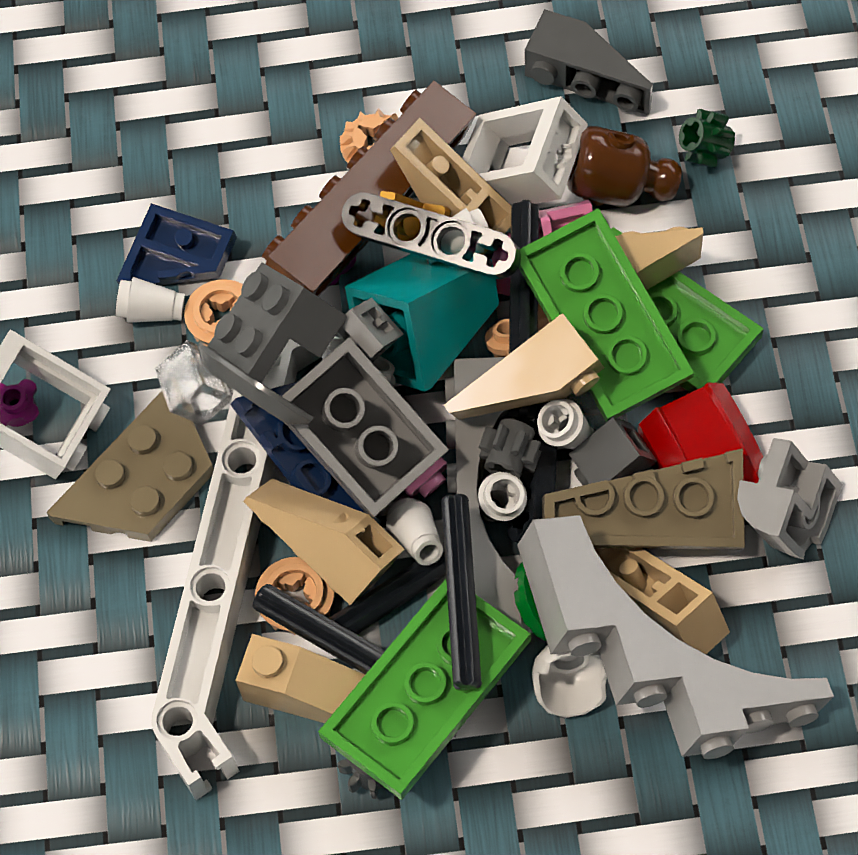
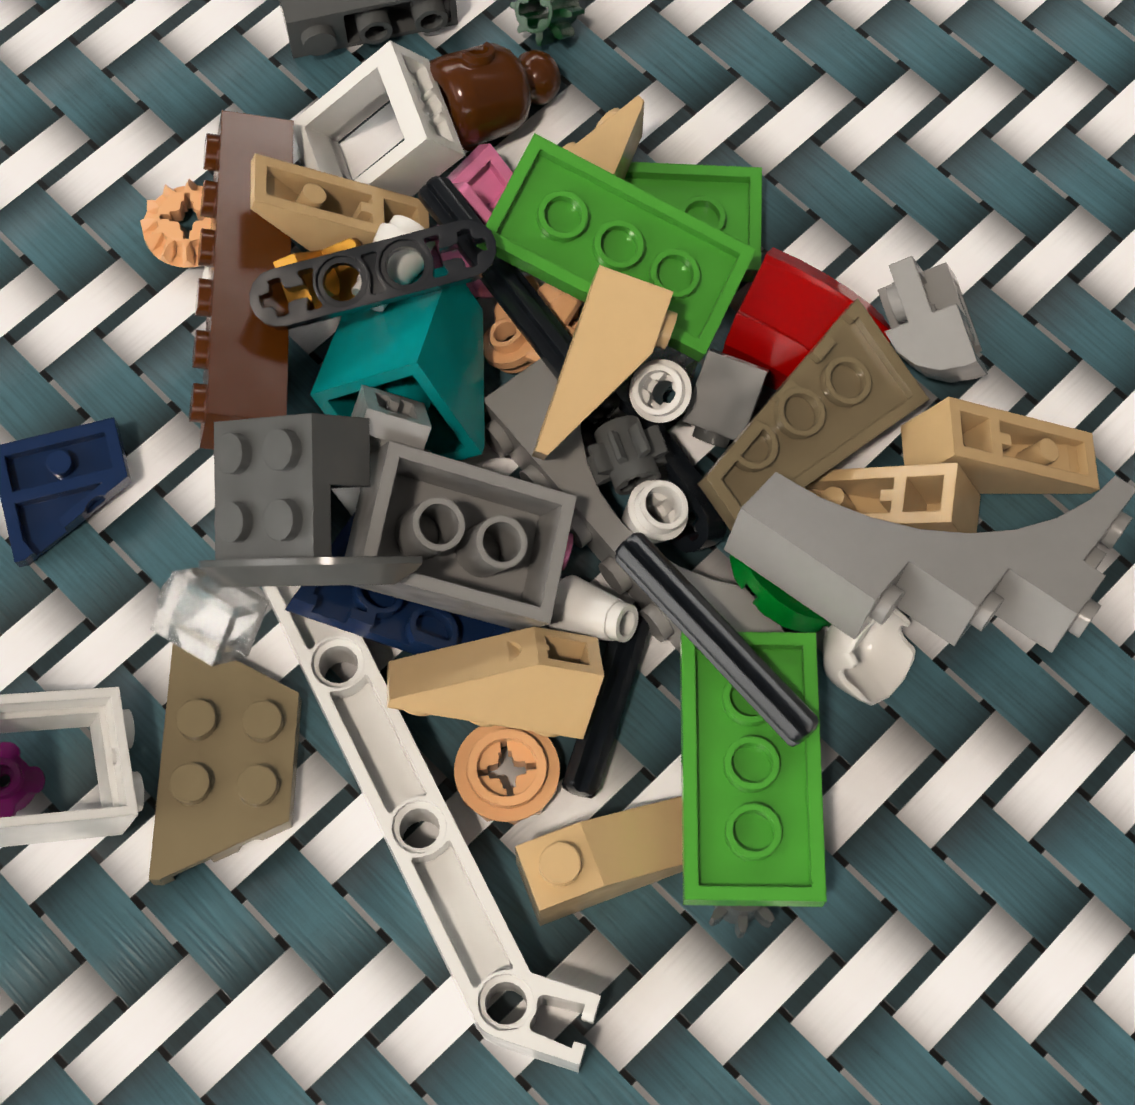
camera: 45 degrees left, 5 degrees up
(148, 302) = (74, 561): white cone -> none
(216, 294) = (151, 501): light nougat gear -> none
(316, 628) = (580, 789): black axle -> none
(771, 615) = (1002, 449): none -> tan slope

